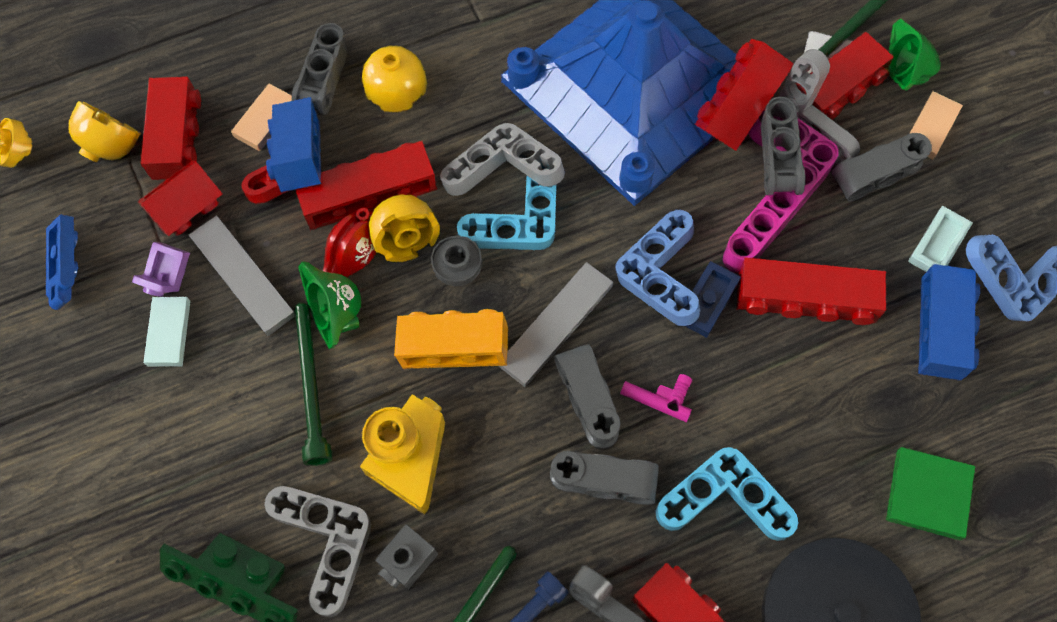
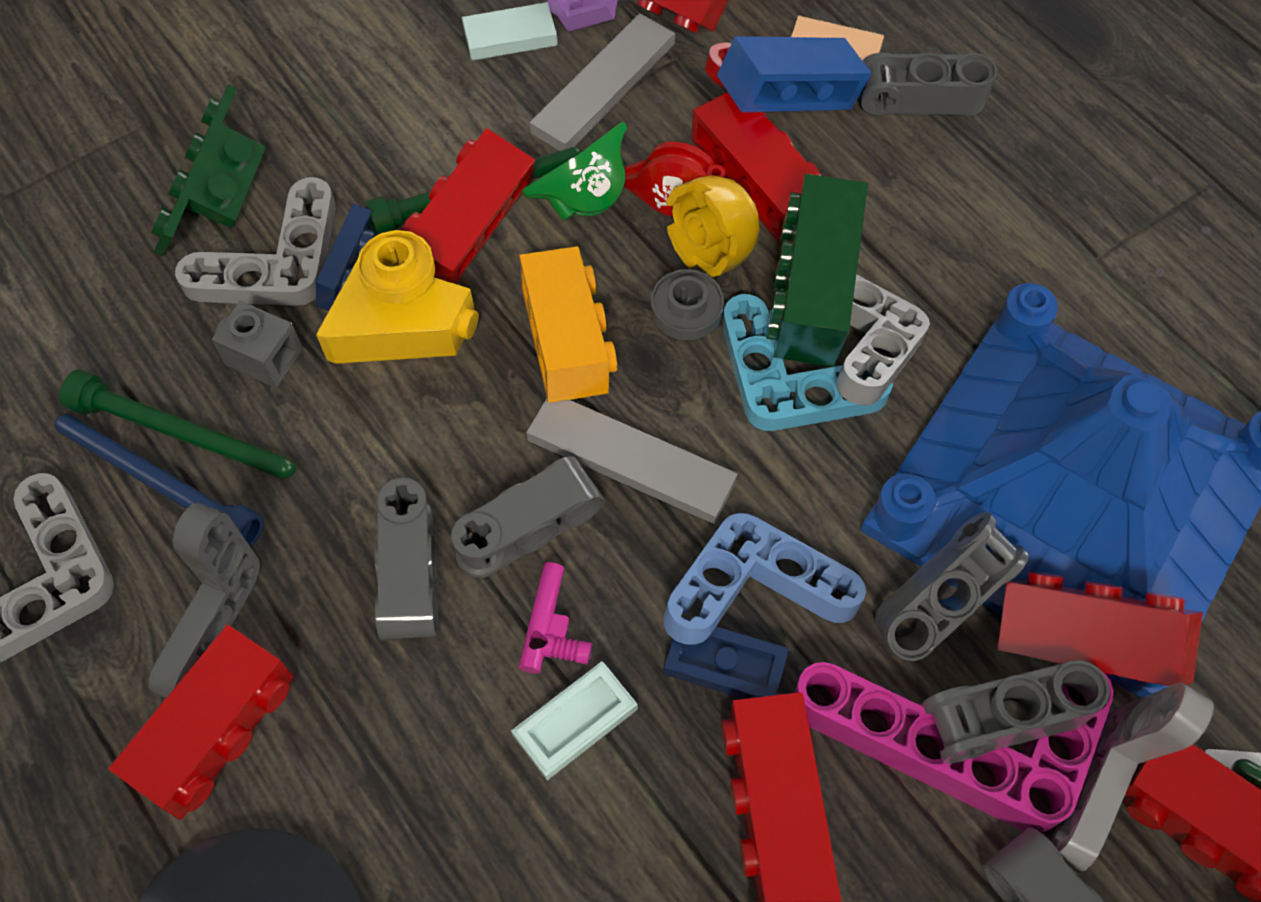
camera: 75 degrees right, 5 degrees down
(334, 383) = (471, 202): none -> red brick
(339, 477) = (344, 253): none -> dark blue plate
(394, 78) = (949, 169): yellow cylinder -> none
(475, 166) = (817, 270): none -> dark green brick
(697, 164) = (978, 578): none -> dark grey piece
(722, 482) = (430, 734): medium azure beam -> none
(726, 395) = (574, 720): none -> light aqua tile

